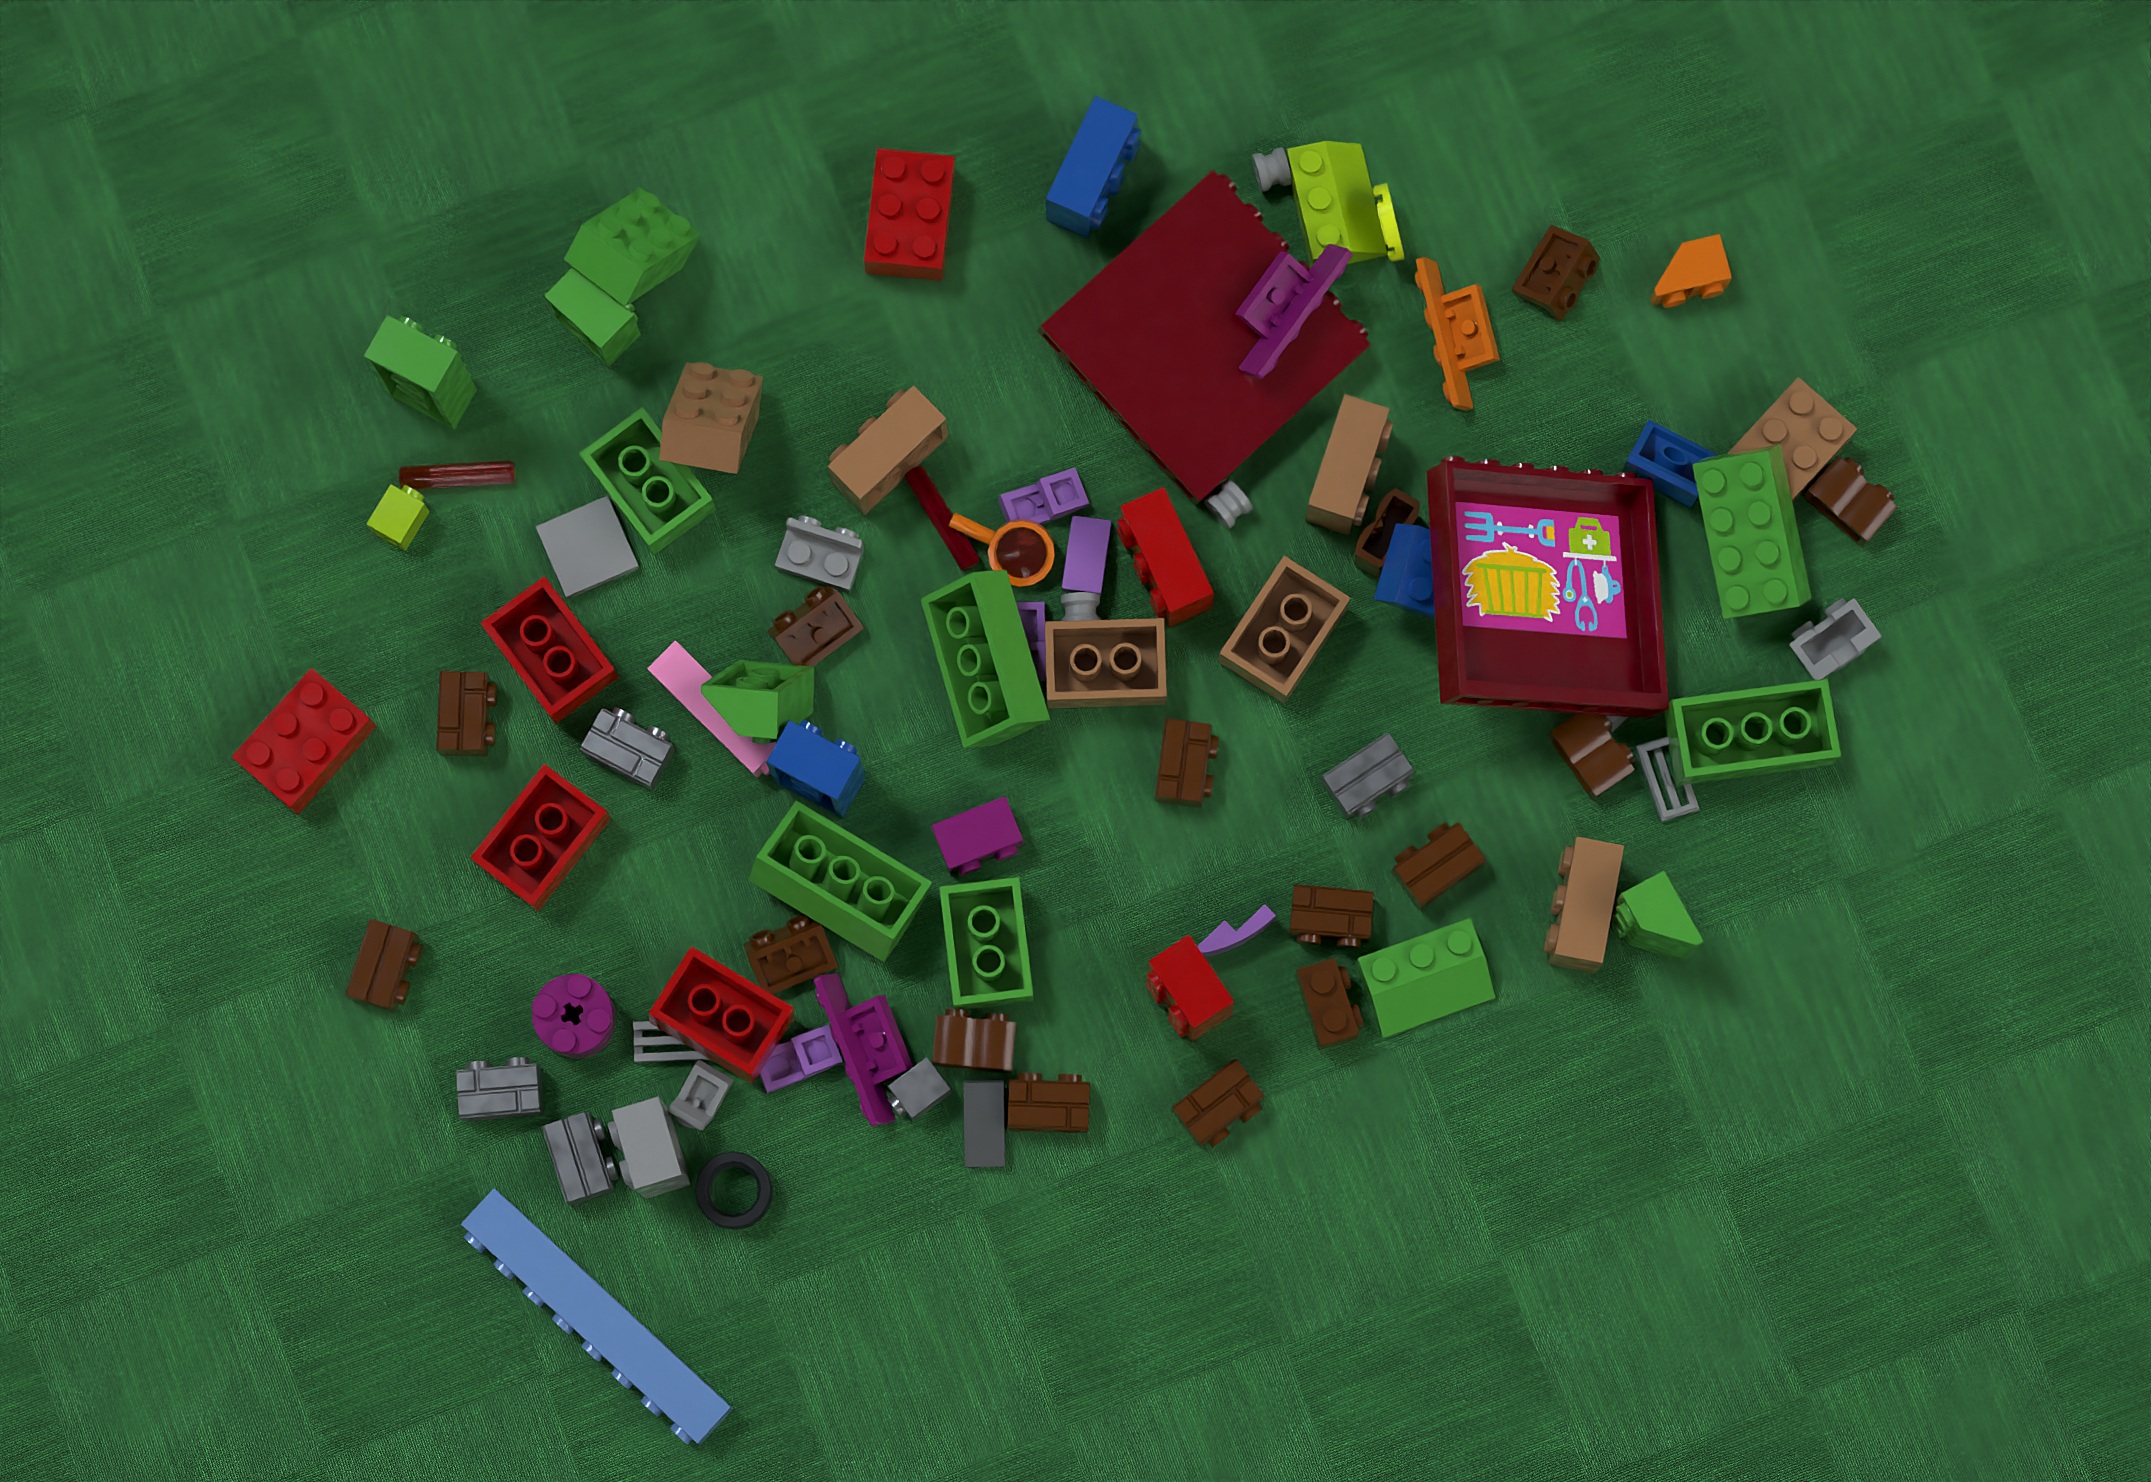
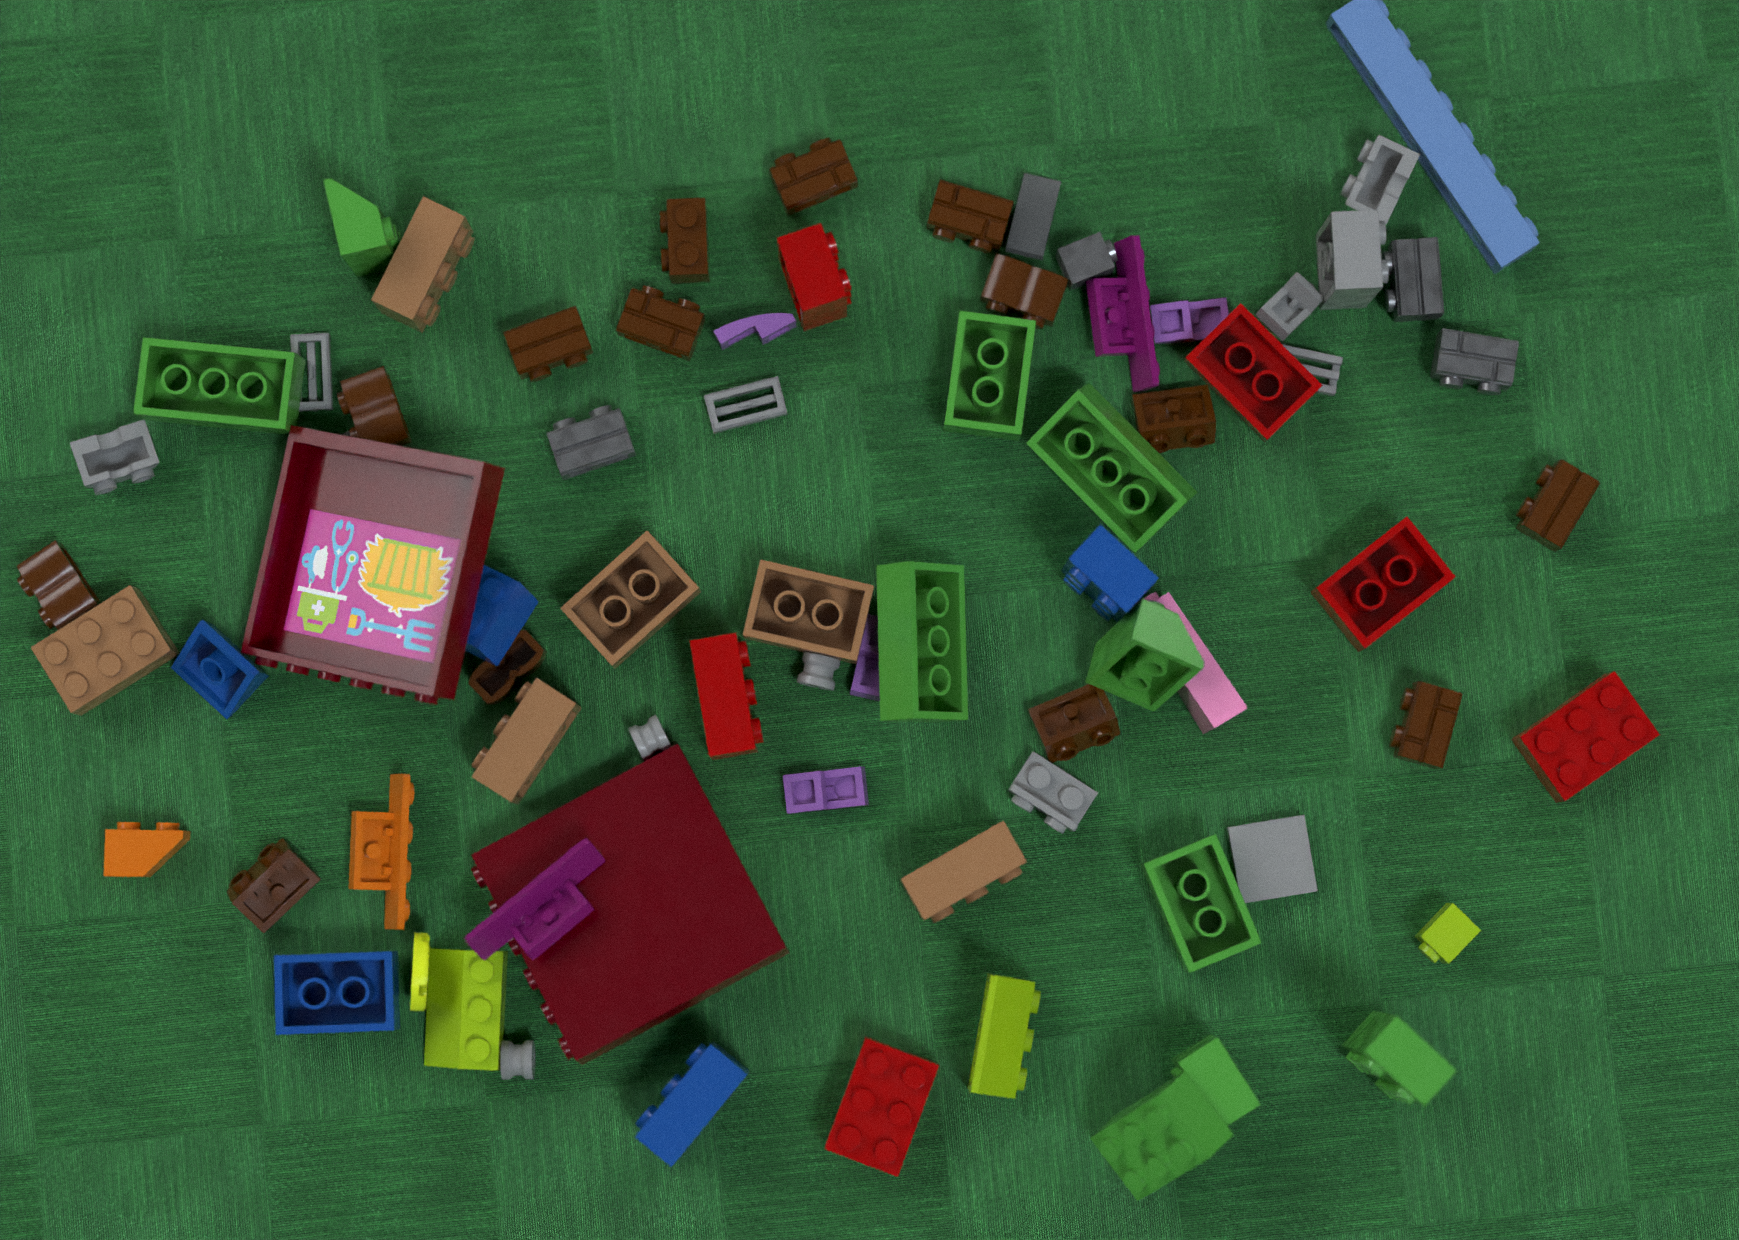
camera: 170 degrees left, 5 degrees up
(457, 474) = (1380, 963): clear red axle -> none
(549, 650) = (1333, 762): red brick -> none
(552, 1007) = (1399, 390): magenta brick -> none
(628, 748) = (1279, 651): flat silver brick -> none
(640, 1249) = (1381, 177): none -> light grey cylinder
(711, 417) = (1126, 943): medium nougat brick -> none
(715, 1166) = (1281, 185): black tyre -> none
(808, 307) = (1003, 1036): none -> lime slope
(940, 517) = (926, 798): dark red axle -> none
(978, 836) = (971, 481): magenta brick -> none
(1017, 546) = (863, 745): piece -> none
(1086, 555) = (798, 725): medium lavender slope -> none
(1184, 763) = (759, 500): reddish brown brick -> none
(1195, 875) = (751, 418): none -> light grey tile
(1426, 978) = (589, 244): bright green slope -> none
(1462, 184) = (336, 992): none -> blue brick
(1752, 531) = (161, 571): bright green brick -> none

